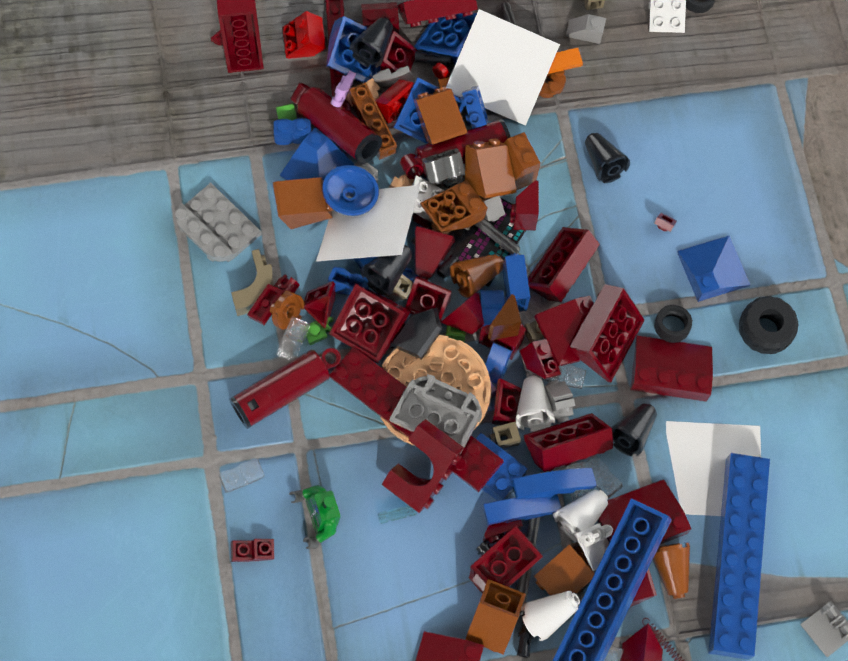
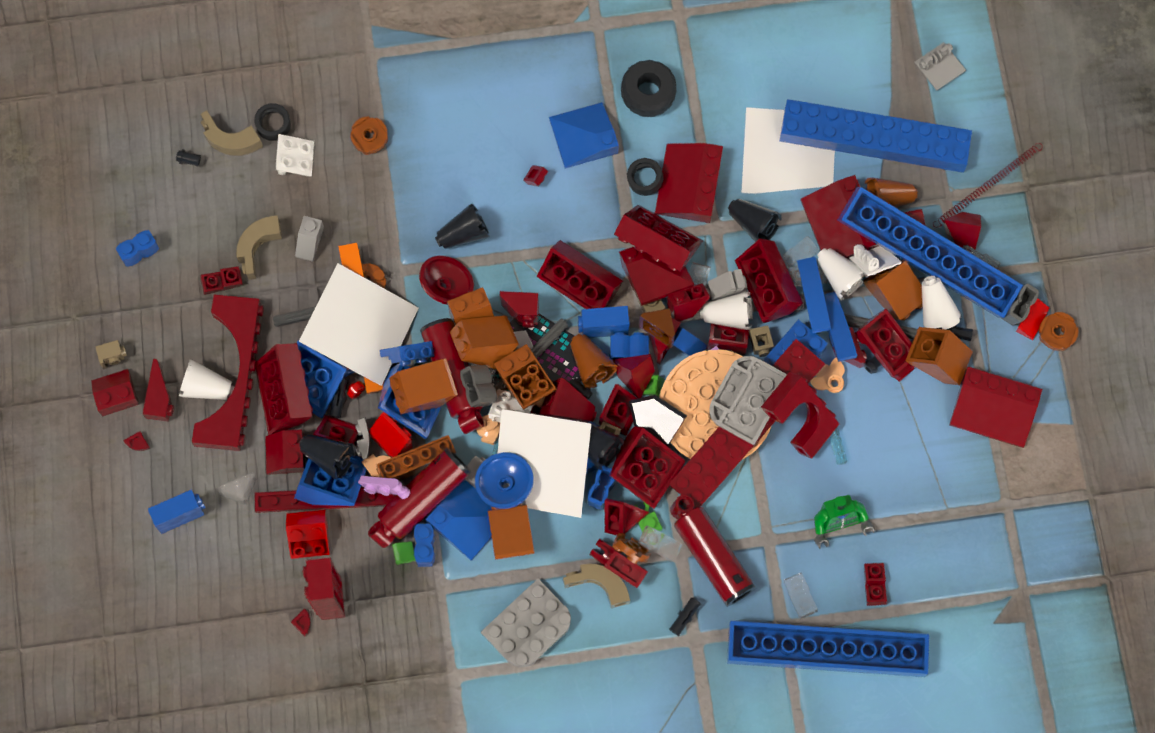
camera: 85 degrees left, 5 degrees up
(183, 500) = (828, 649): none -> blue brick
(221, 364) = (685, 616): none -> black pin
(472, 503) = (827, 375): none -> light nougat plate
(560, 139) = (445, 278): none -> dark red dish
(692, 85) = (369, 125): none -> dark orange plate

